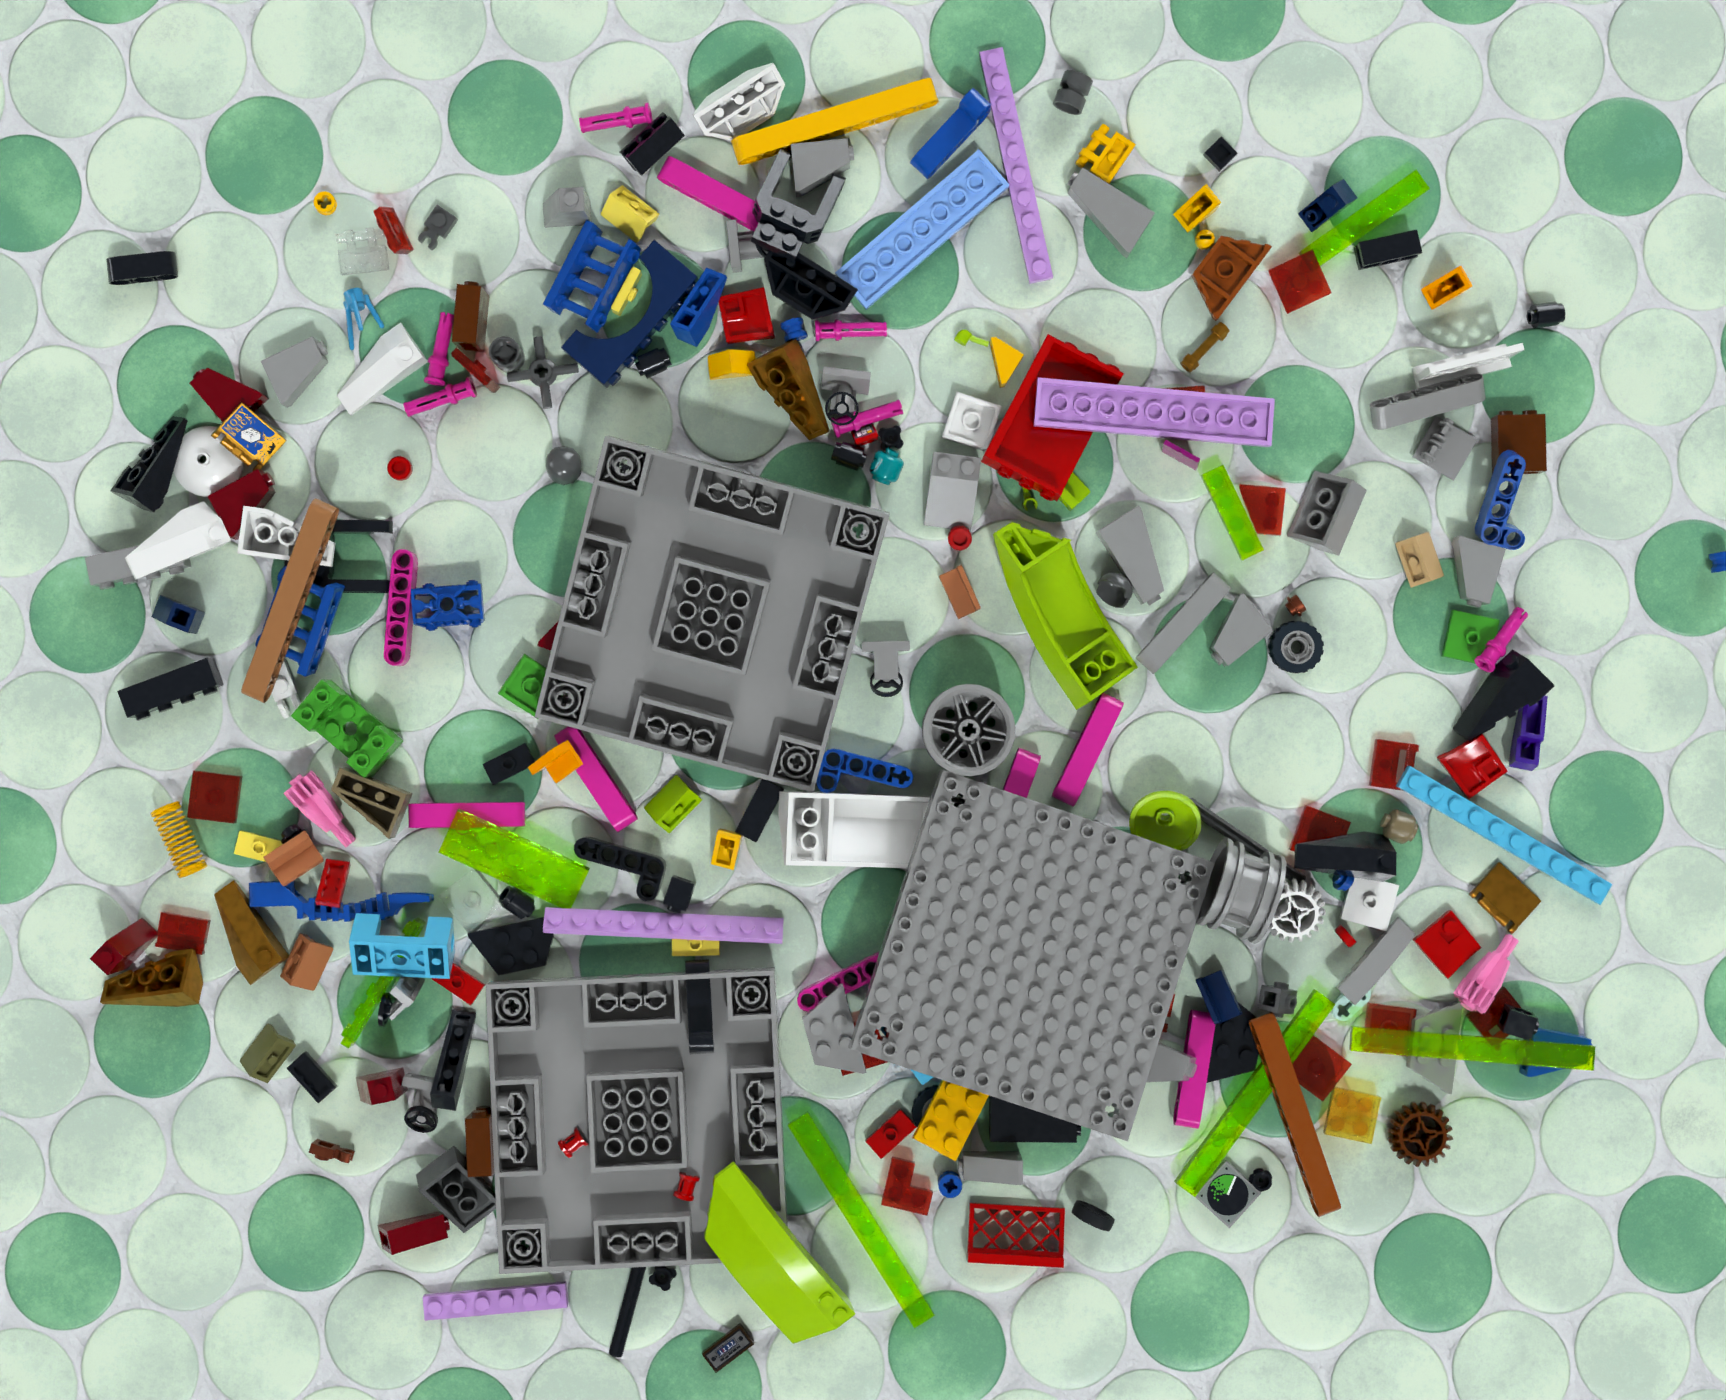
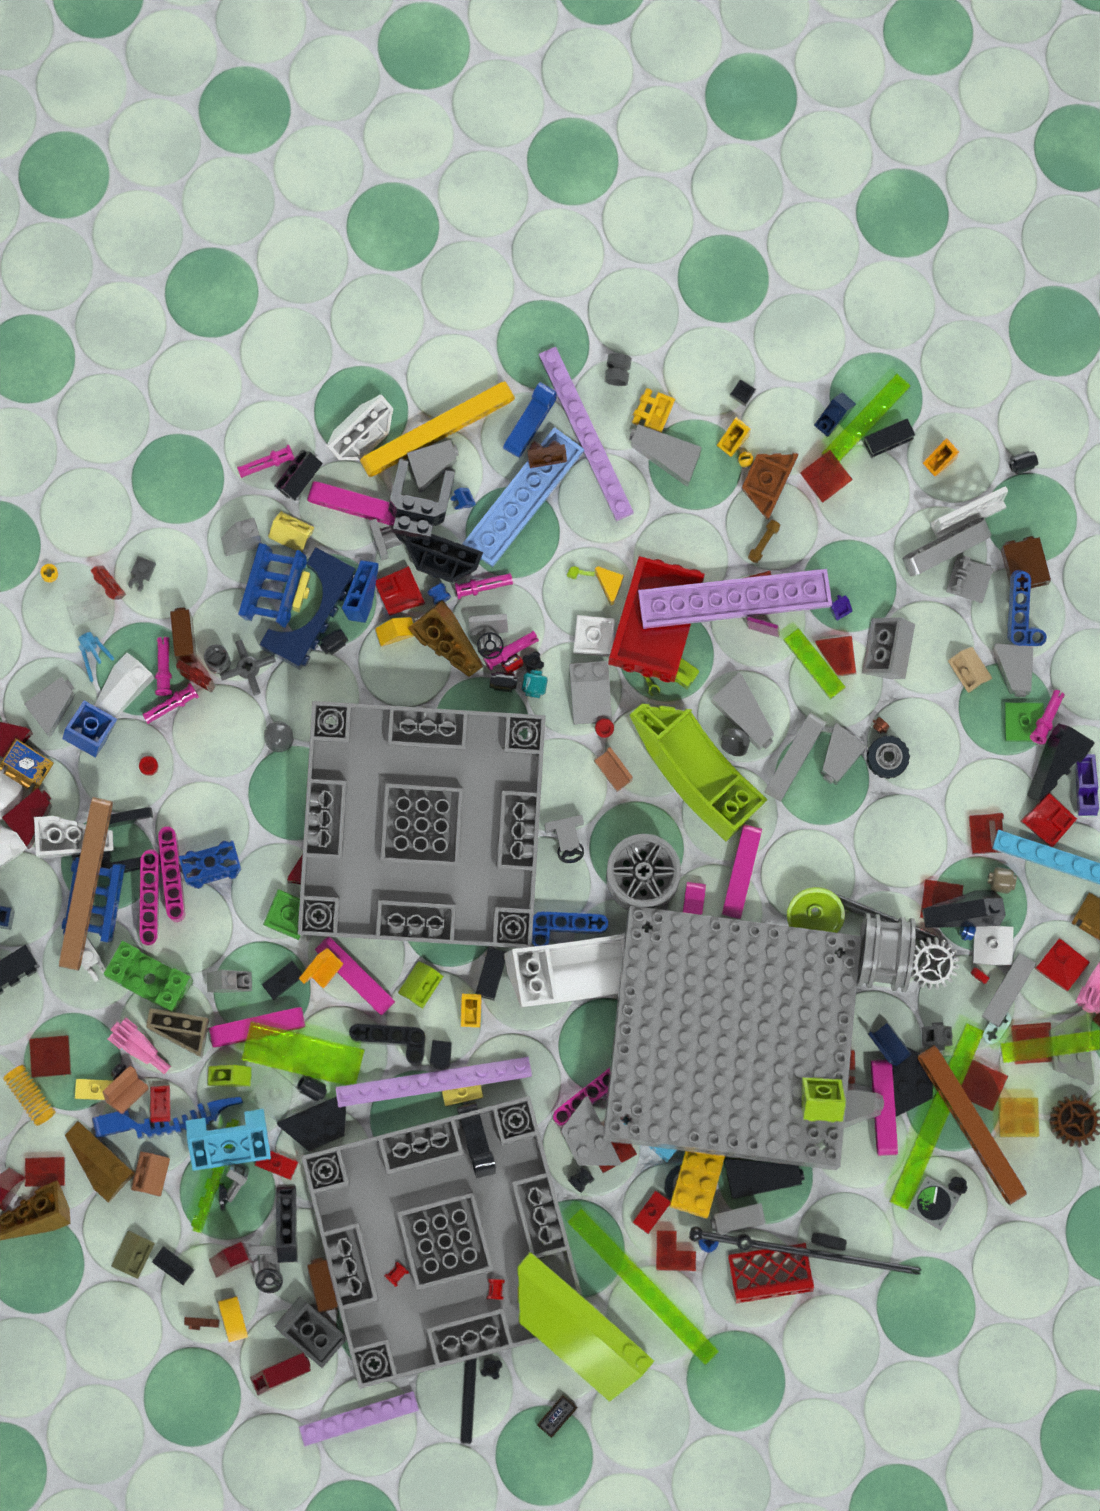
camera: 15 degrees left, 10 degrees down
(335, 408) = (89, 728): none -> blue slope
(359, 640) = (152, 888): none -> dark pink beam
(369, 1155) = (232, 1319): none -> yellow slope
(422, 866) = (229, 1076): none -> lime slope
(444, 753) = (229, 981): none -> light grey slope
(820, 1078) = (583, 1175): none -> black wheel
(849, 216) = (464, 498): none -> blue tile
(954, 183) = (550, 455): none -> reddish brown tile
(993, 1197) = (697, 1234): none -> black bar
(1125, 1058) = (823, 1099): none -> lime slope
(1280, 449) = (841, 607): none -> dark purple tile

